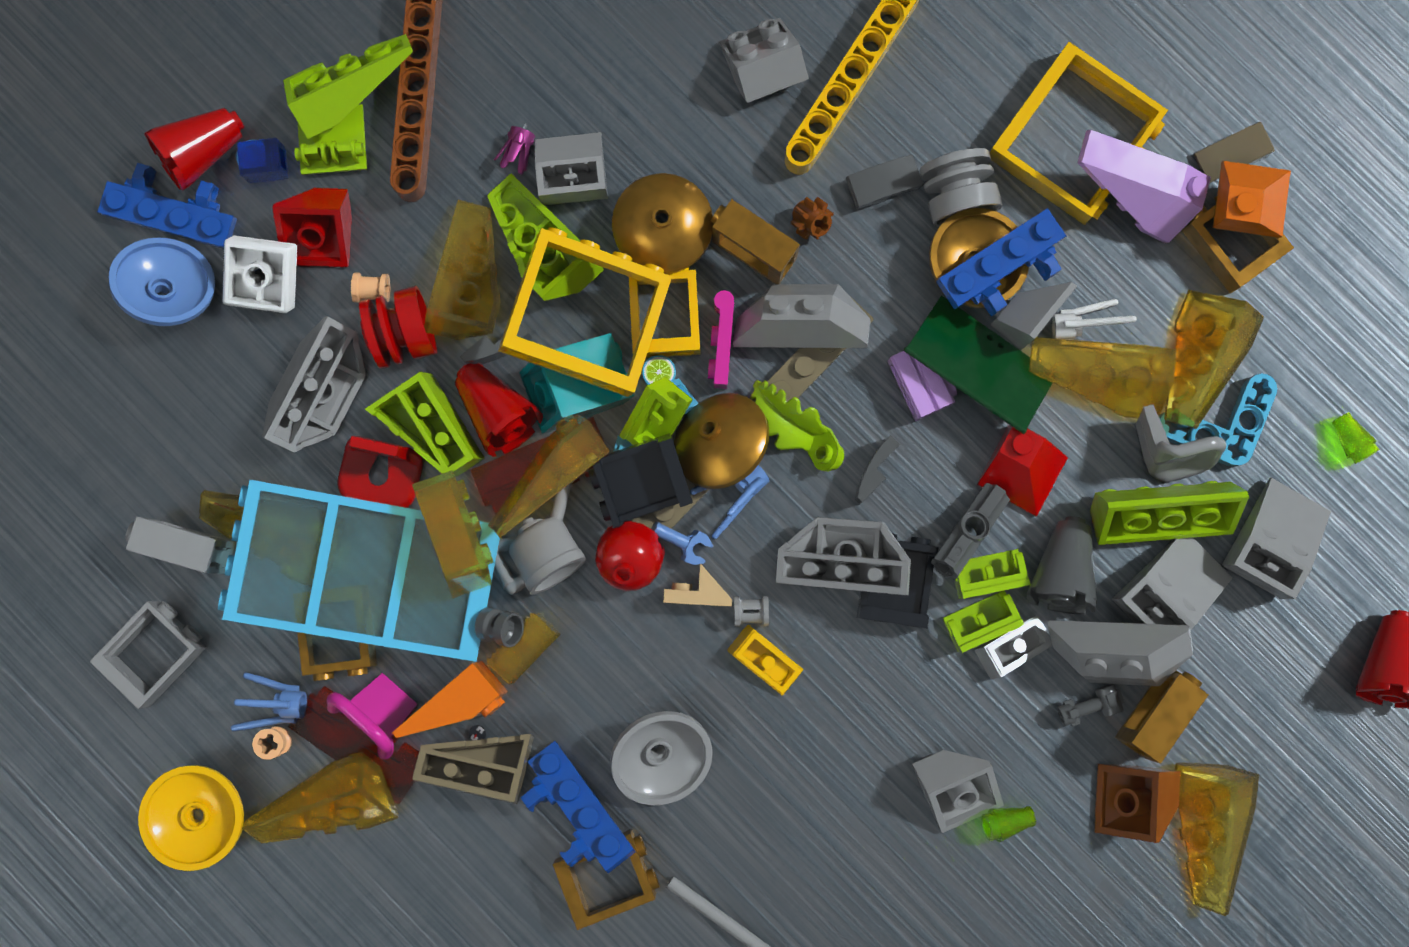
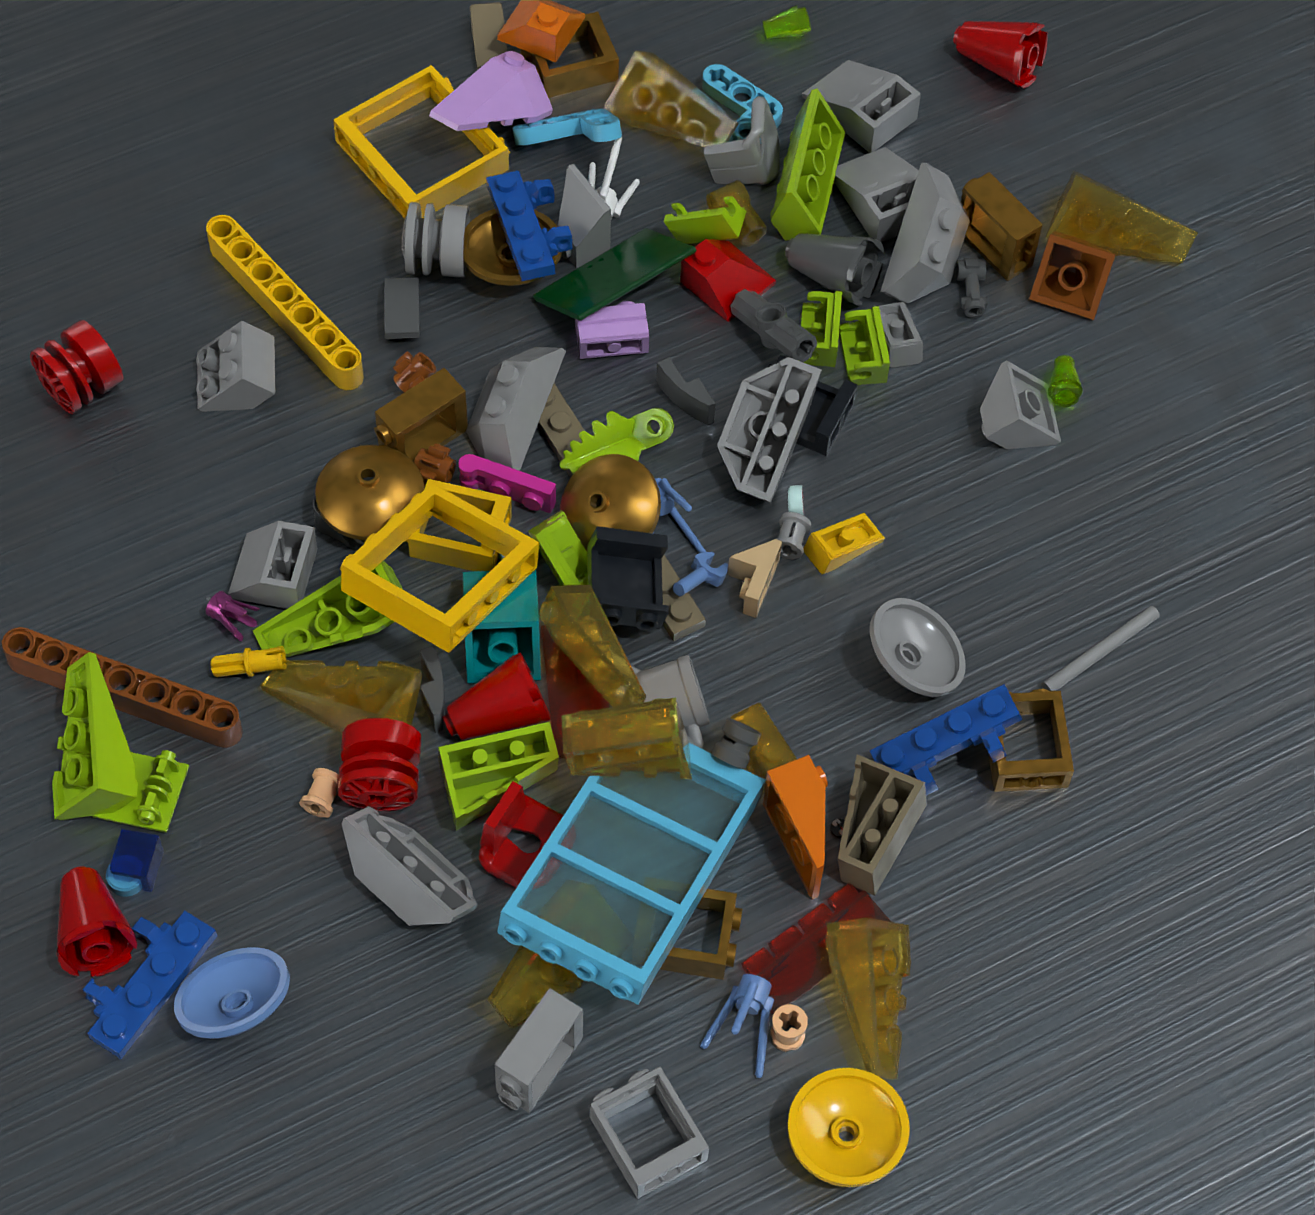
camera: 80 degrees left, 25 degrees down
(245, 288) = (241, 897): white brick -> none
(318, 225) = (237, 824): red slope -> none
(376, 711) = (793, 905): dark pink piece -> none
(474, 181) = (249, 662): none -> yellow axle
(629, 556) = (700, 620): red cylinder -> none
(718, 270) = (435, 463): none -> dark orange gear
(787, 605) = (795, 499): none -> light aqua tile
(1072, 432) = (706, 224): none -> lime hinge
(1105, 450) = (753, 226): none -> clear yellow piece
(1107, 373) = (665, 173): clear yellow wedge -> none
(1157, 279) = (595, 124): none -> medium azure beam

